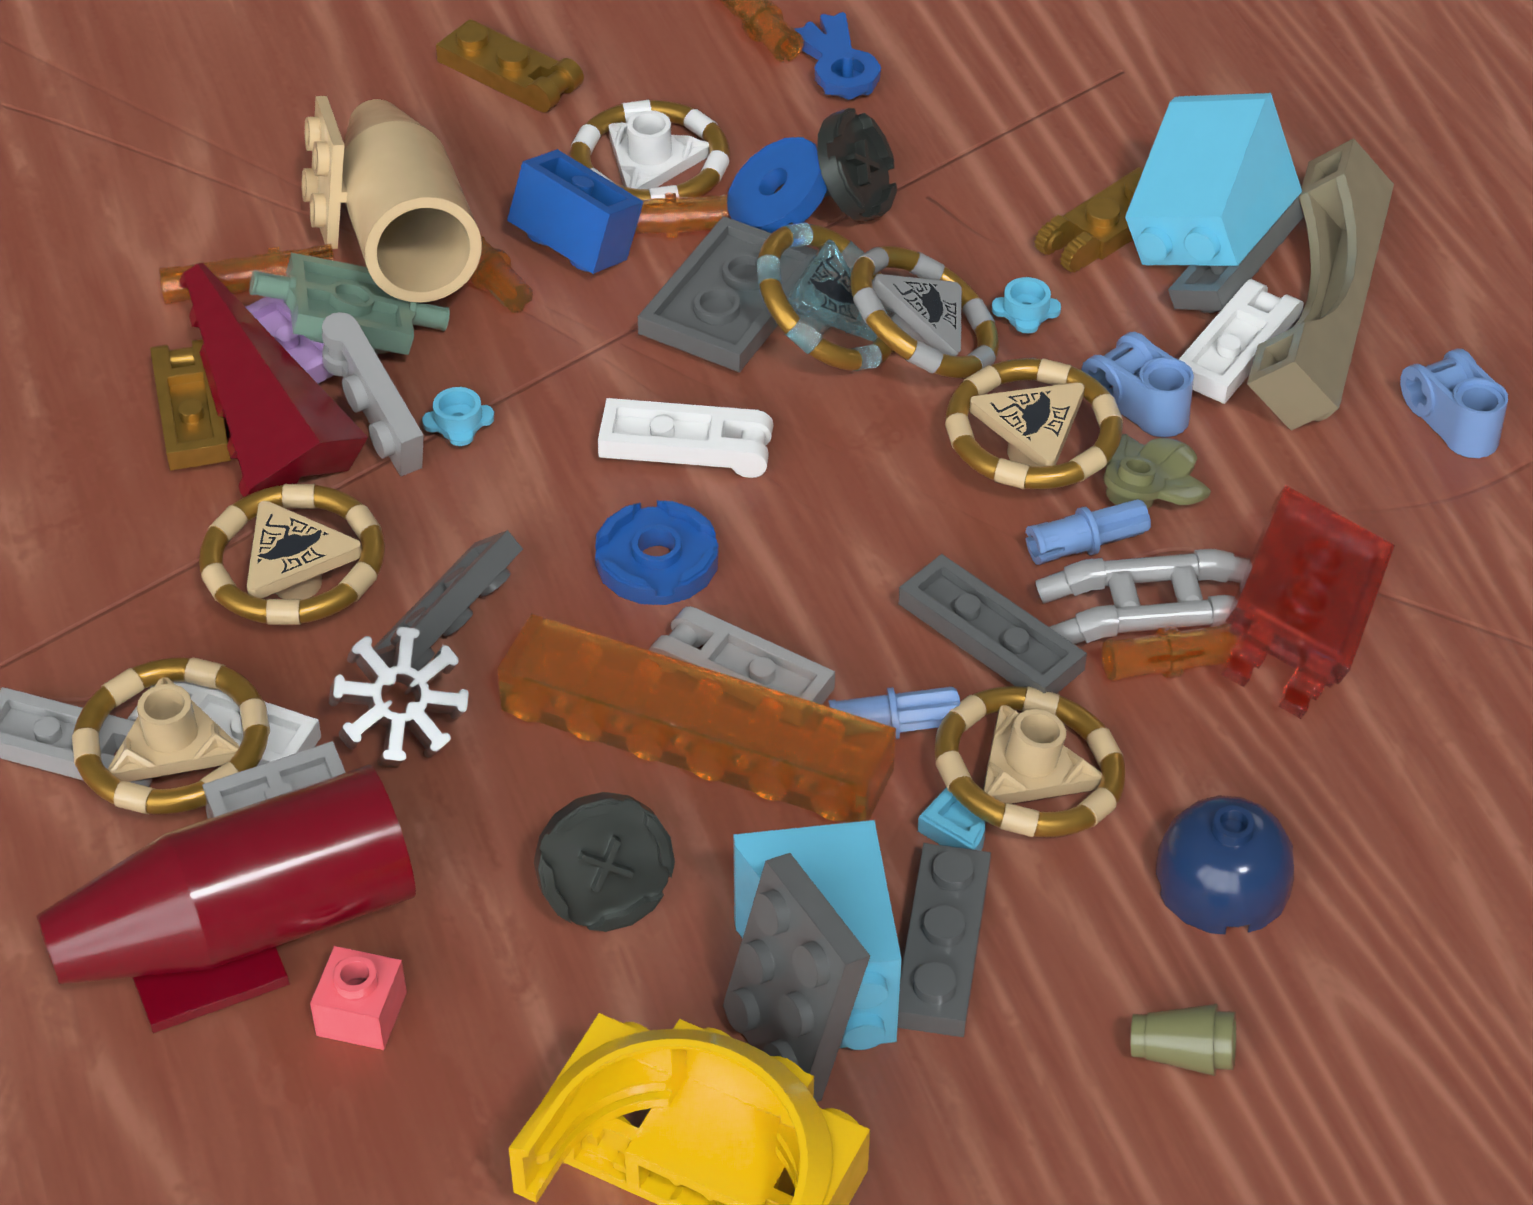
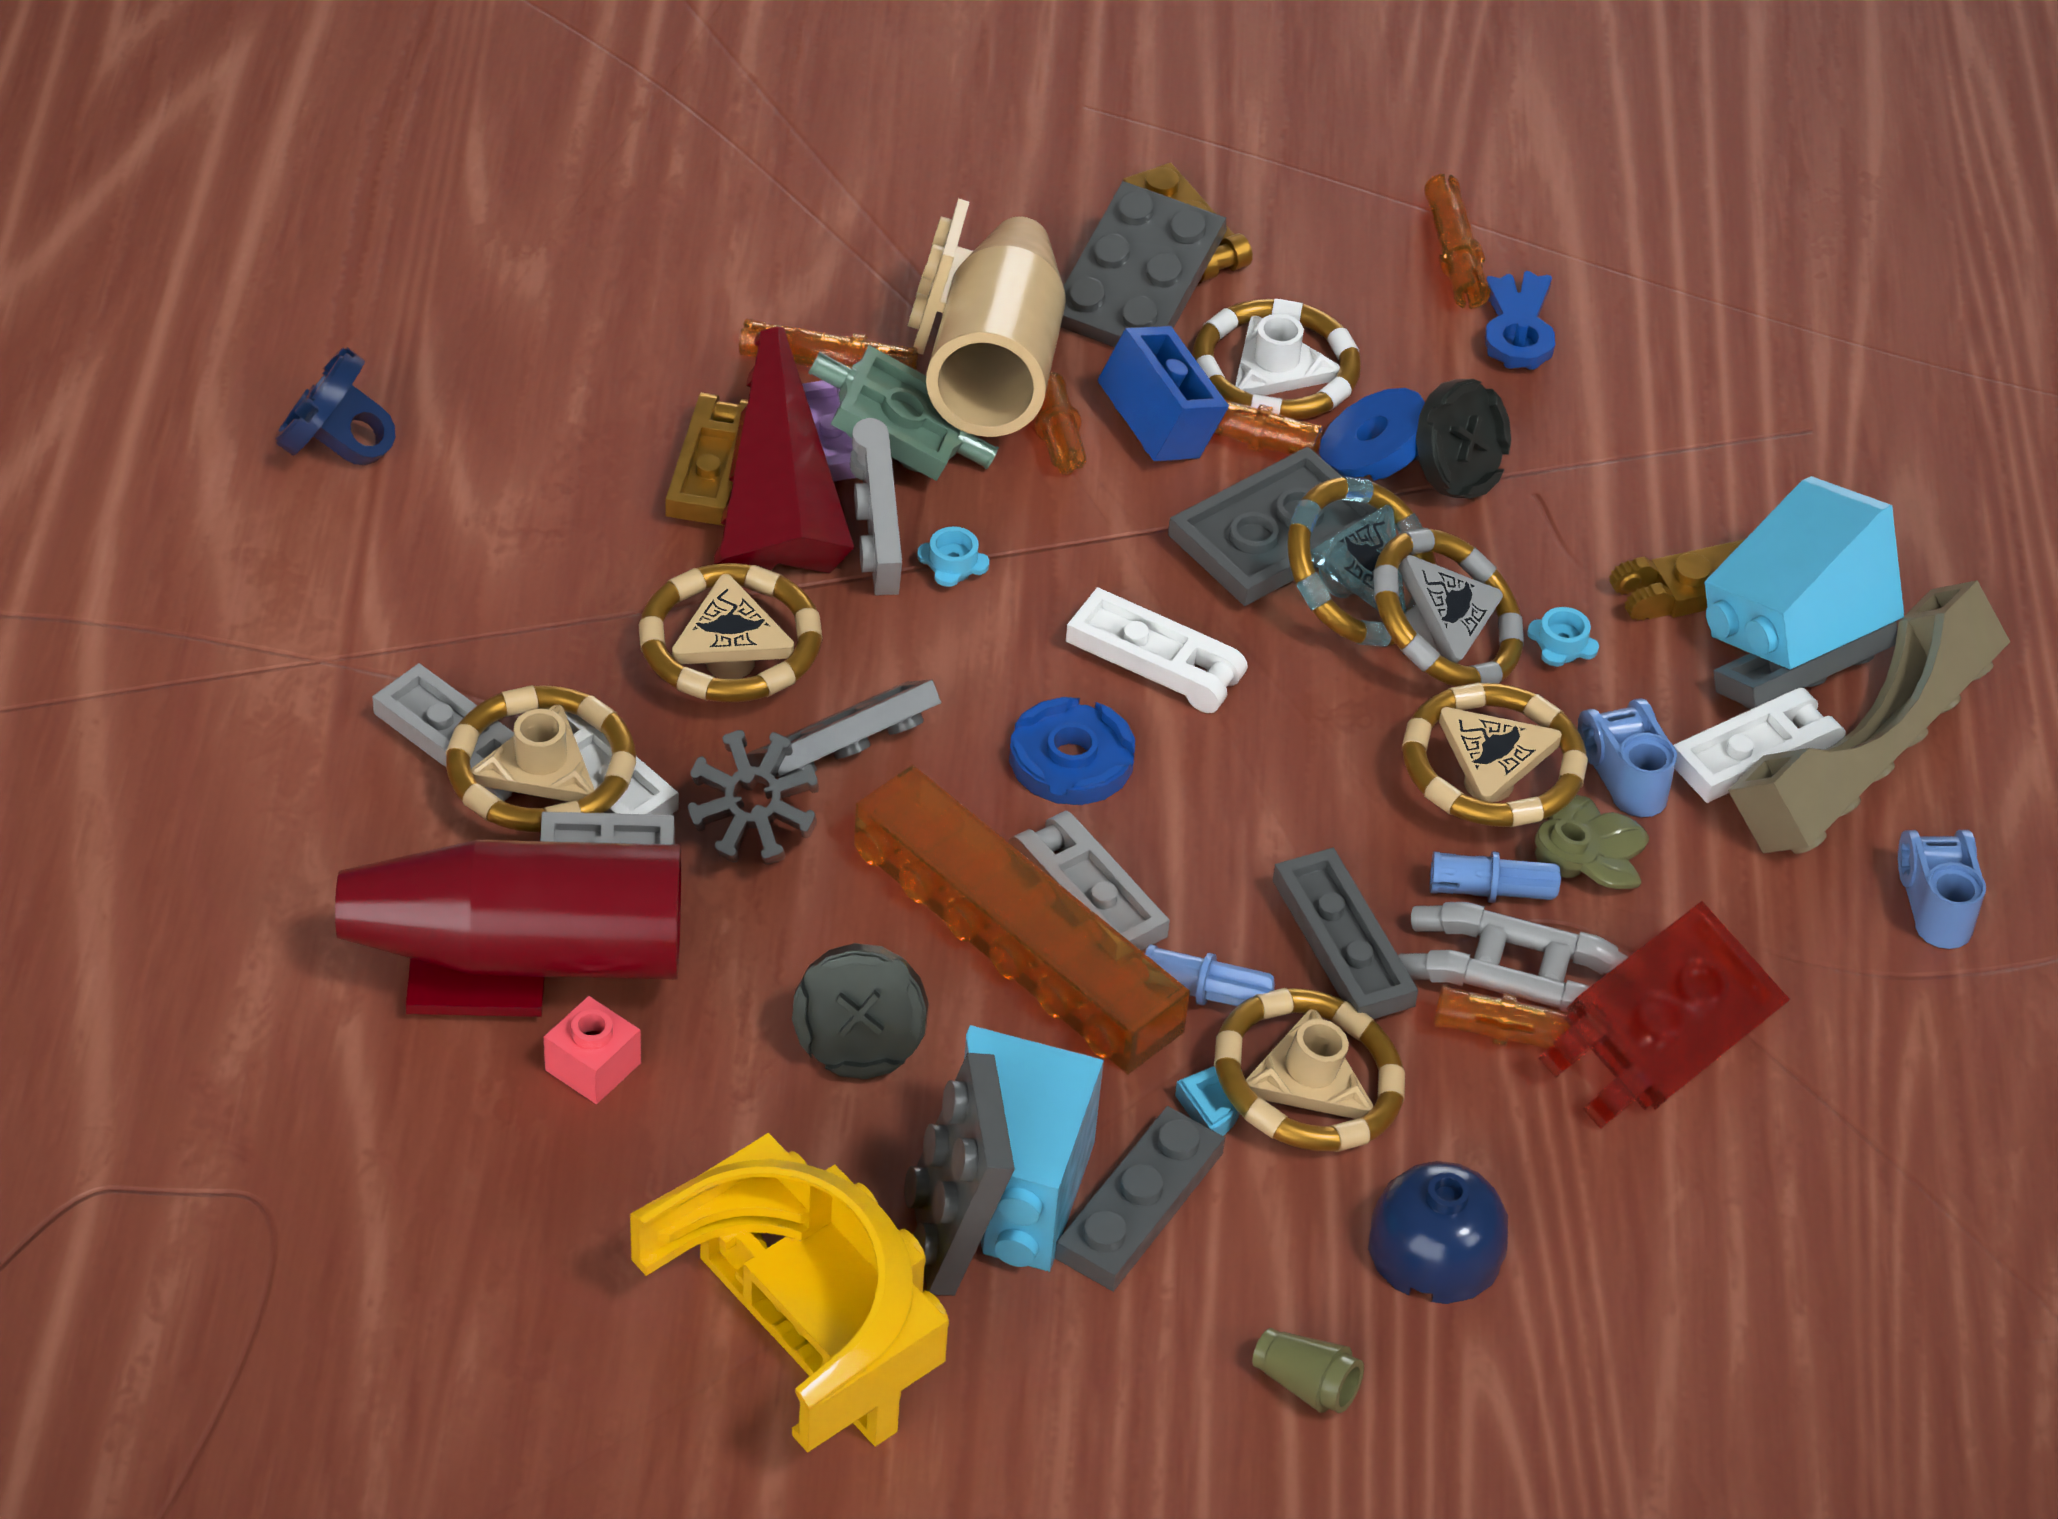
camera: 20 degrees right, 0 degrees up
(494, 110) = (1139, 264): none -> dark grey plate

